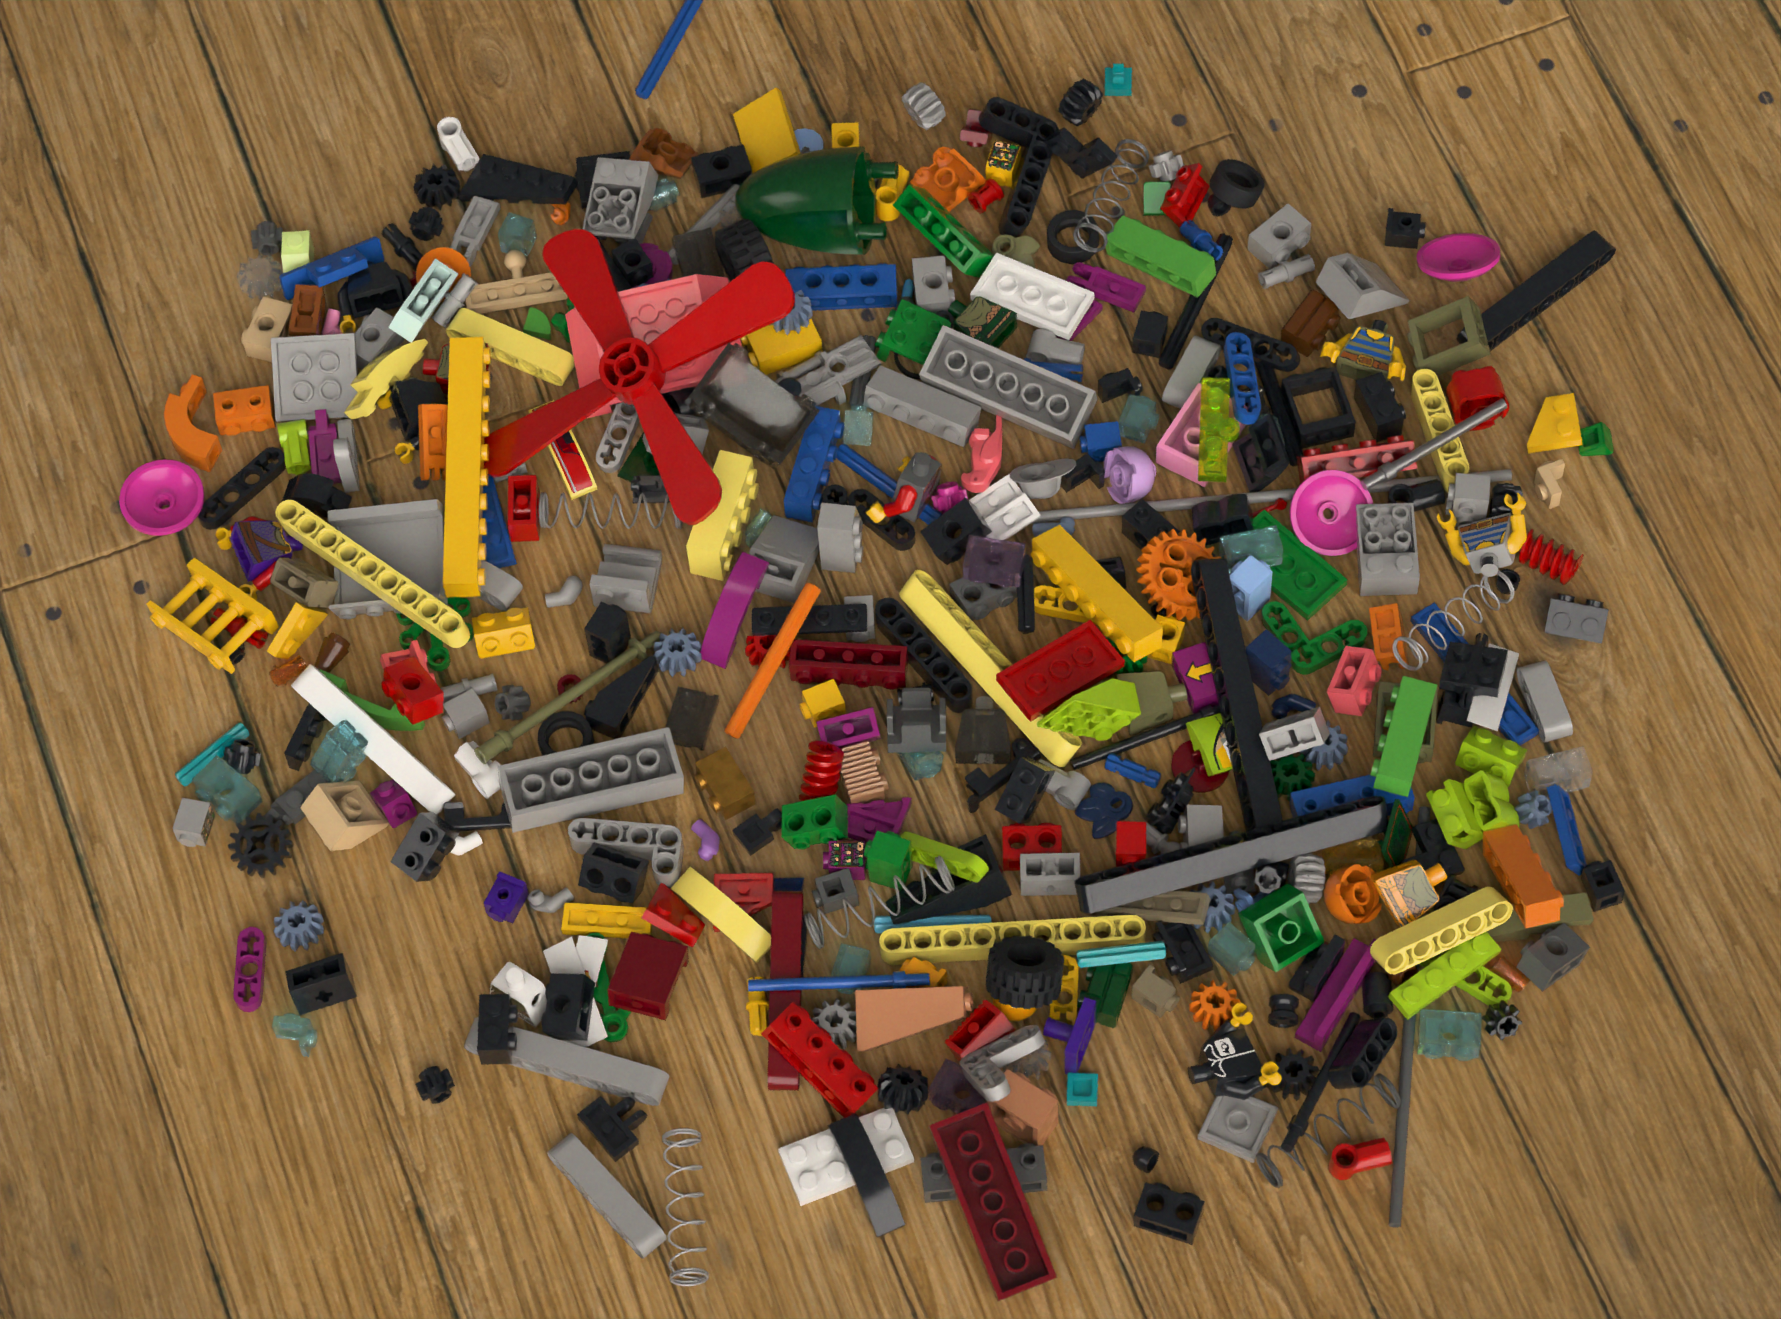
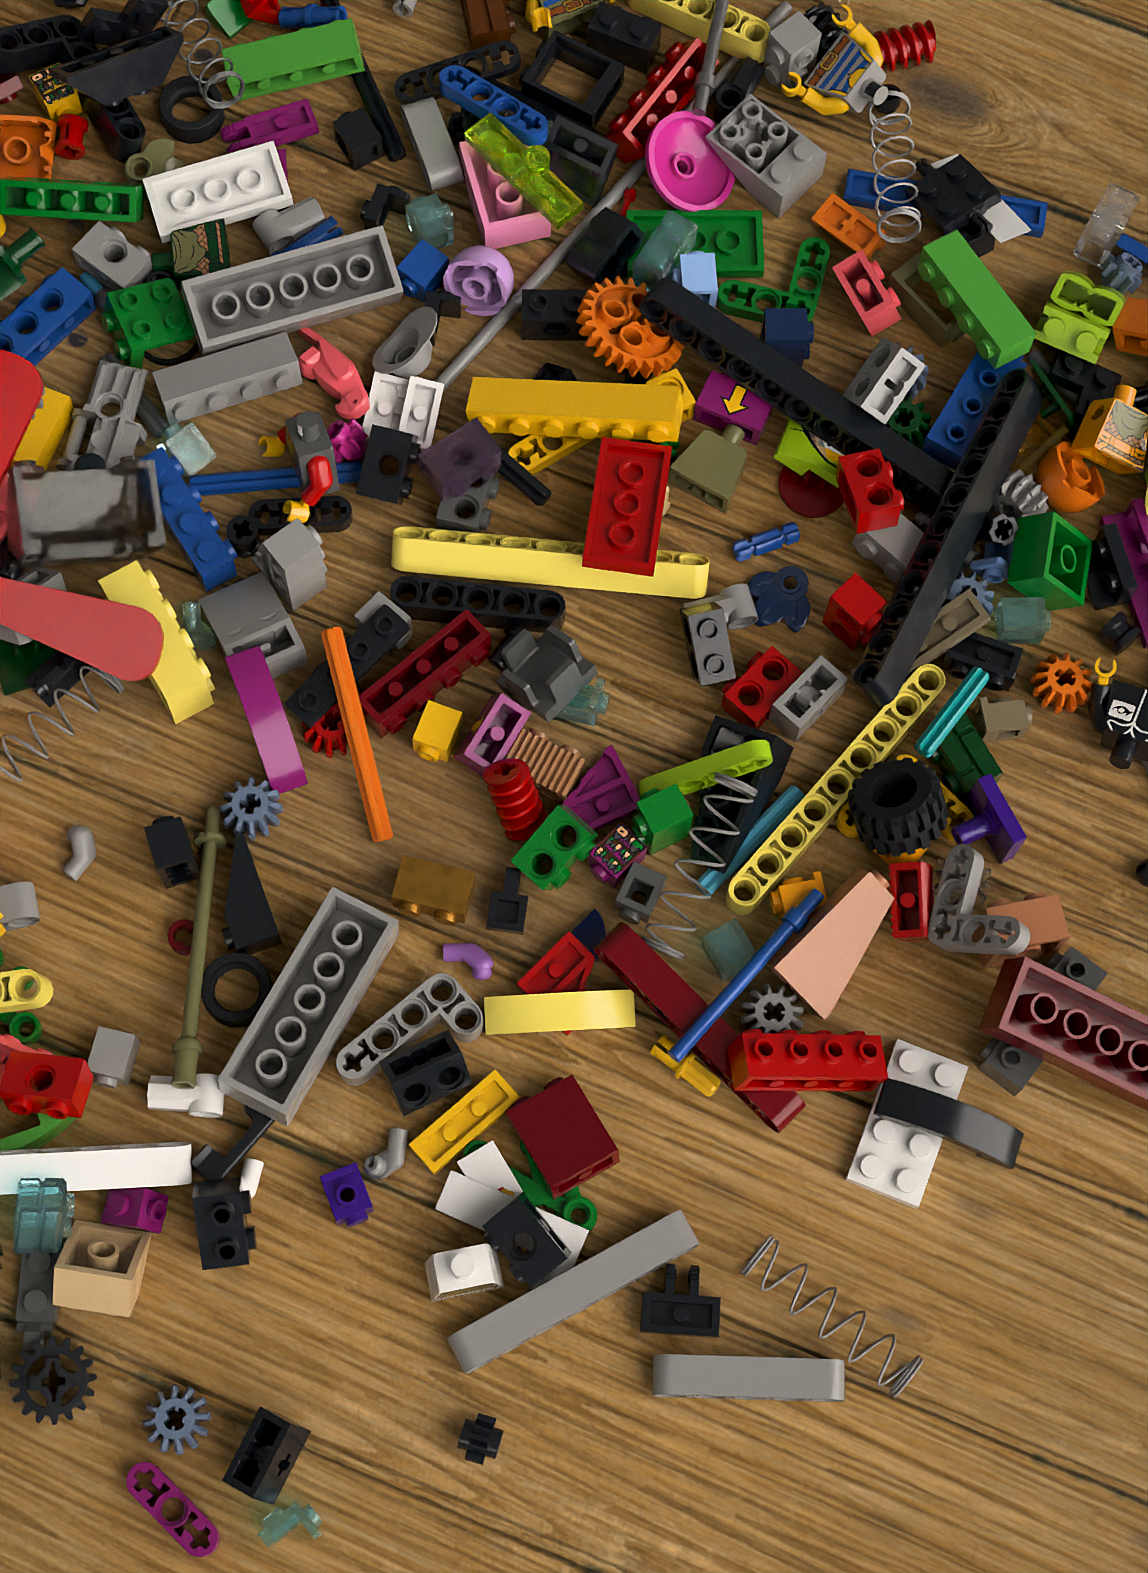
camera: 55 degrees left, 10 degrees up
(480, 685) = (86, 1029): light grey pin -> none
(496, 1029) = (491, 1331): black brick -> none
(503, 632) = (61, 943): yellow bracket -> none
(512, 702) = (148, 1003): dark grey gear -> none
(627, 578) = (126, 783): light grey piece -> none
(673, 916) = (521, 1059): red wing -> none
(692, 717) = (328, 857): clear smoke plate -> none
(903, 1089) = (897, 1014): black gear -> none
(947, 1084) = (931, 983): brick -> none
(983, 735) = (609, 627): clear smoke torso -> none
(983, 786) = (658, 675): black piece -> none
(1044, 176) = (122, 68): none -> black wedge
(1066, 522) = (461, 390): sand blue arm -> none
(1082, 1089) = (1033, 863): teal tile -> none
(1096, 711) = (695, 514): lime slope -> none
(1142, 738) = (771, 438): black bar -> none
(1158, 841) = (877, 579): light grey axle -> none
(1175, 797) = (834, 537): black hinge -> none
(1212, 786) = (863, 492): none -> red brick
(1291, 702) = (832, 357): dark blue arm -> none
(1491, 754) = (1035, 259): lime bracket -> none
(1544, 701) = (1027, 173): light grey beam -> none
(1576, 619) = (975, 82): bracket -> none

